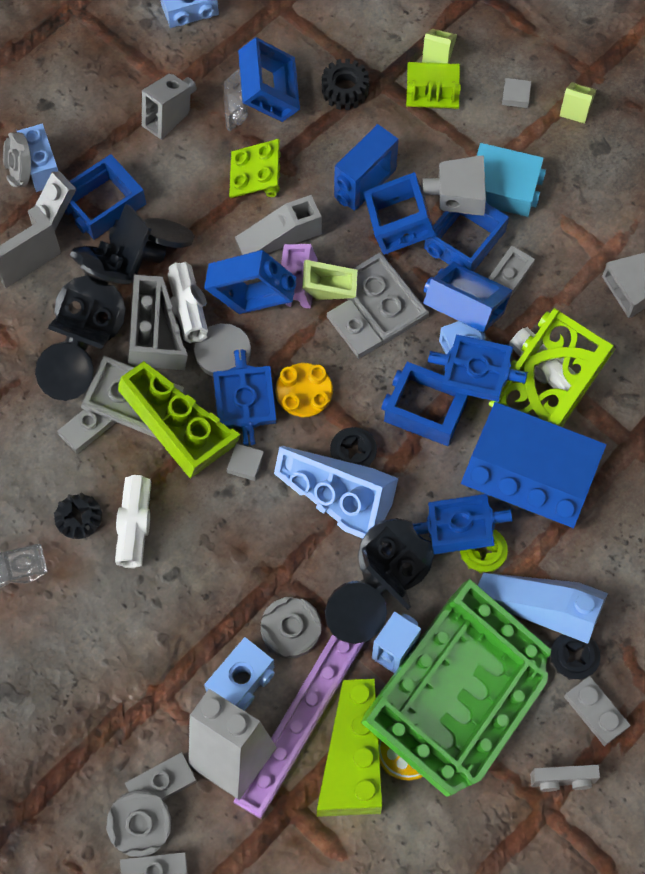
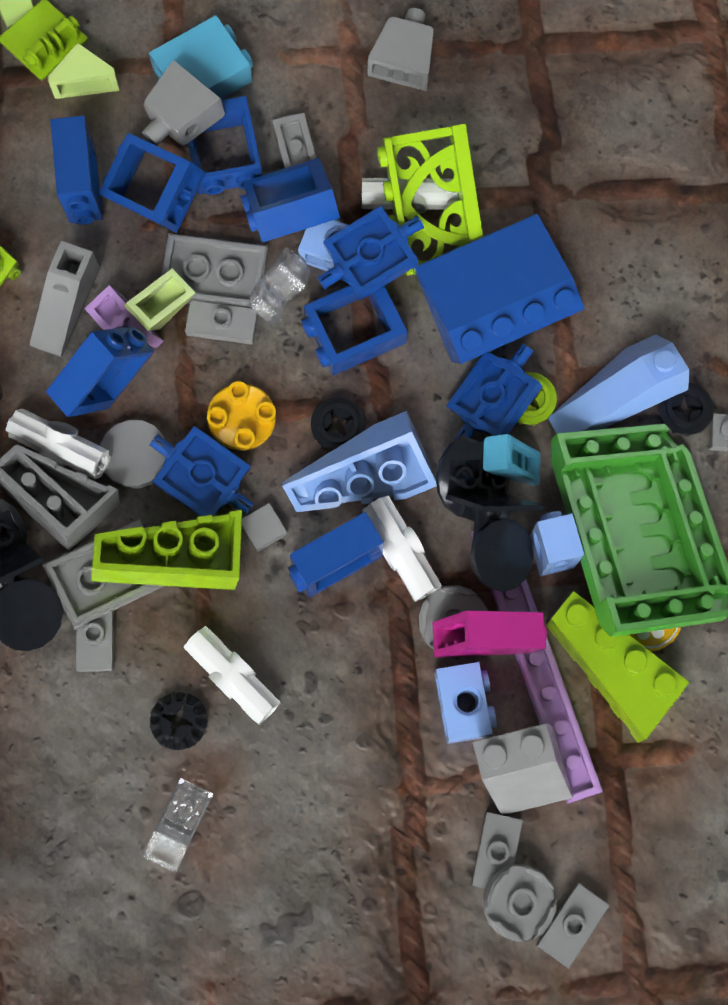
camera: 50 degrees left, 10 degrees up
(262, 514) = (335, 555): none -> blue window
(298, 651) = (489, 634): none -> dark pink slope
(307, 553) = (402, 549): none -> white piece
(407, 339) = (278, 285): none -> clear slope
(418, 557) = (511, 459): none -> medium azure slope
(430, 122) = (82, 75): none -> yellowish green slope

